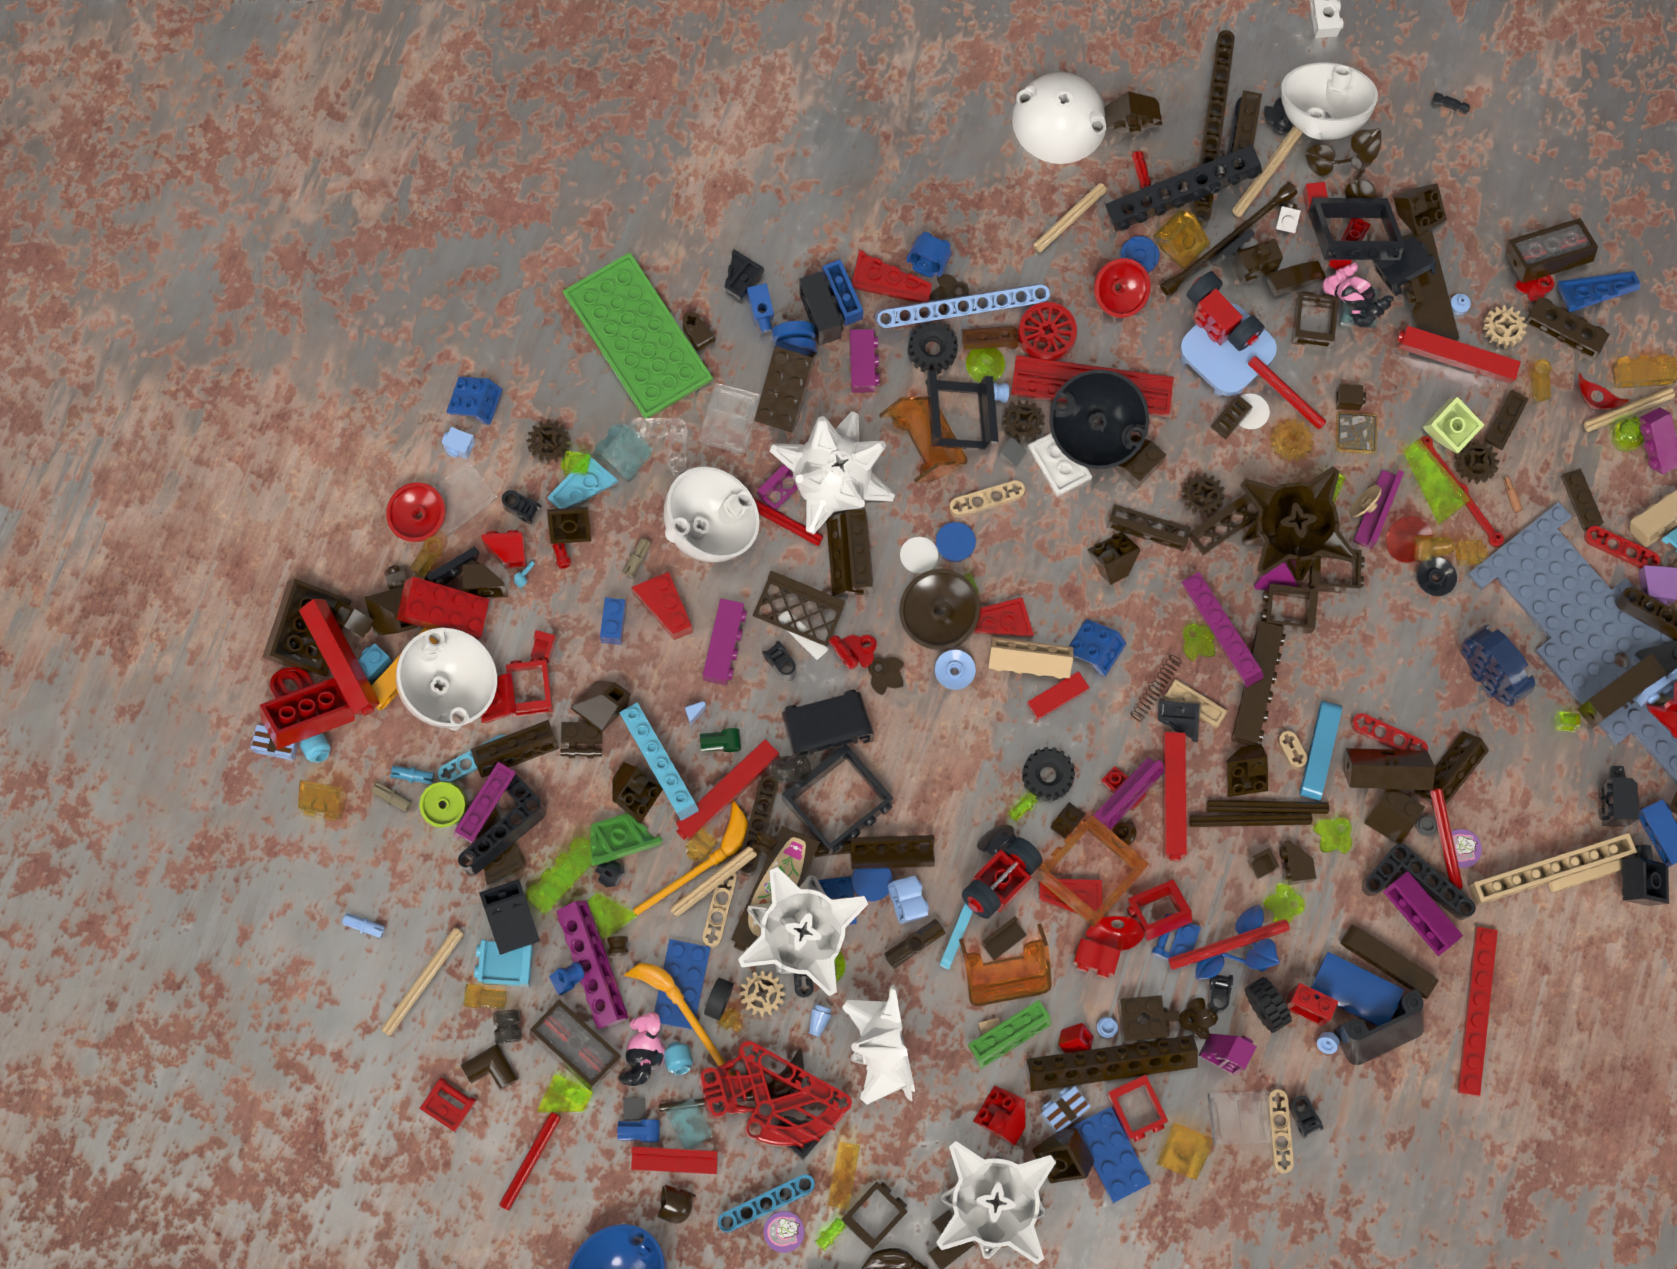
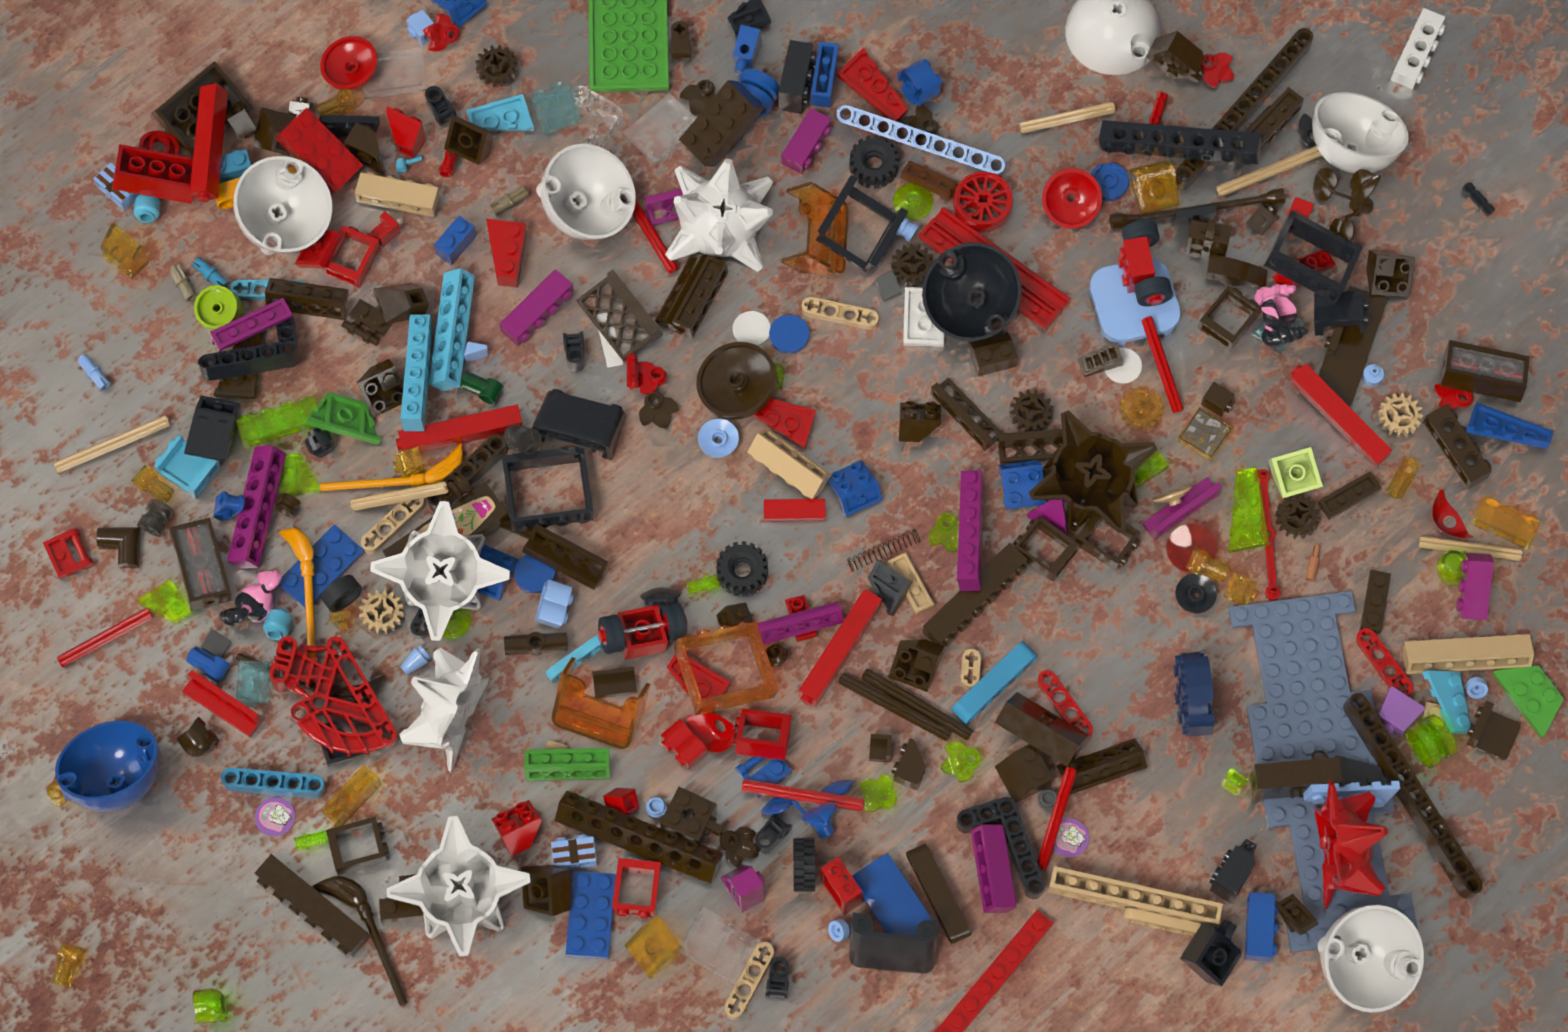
camera: 35 degrees right, 5 degrees down
(481, 438) = (439, 33): none -> red plate
(535, 608) = (397, 194): none -> tan brick
(575, 463) = (507, 95): clear neon green bracket -> none
(662, 704) = (451, 329): none -> medium azure brick
(745, 374) = (698, 98): none -> dark brown plate
(1170, 106) = (1218, 70): none -> red plate
(1234, 561) = (1017, 482): none -> blue bracket

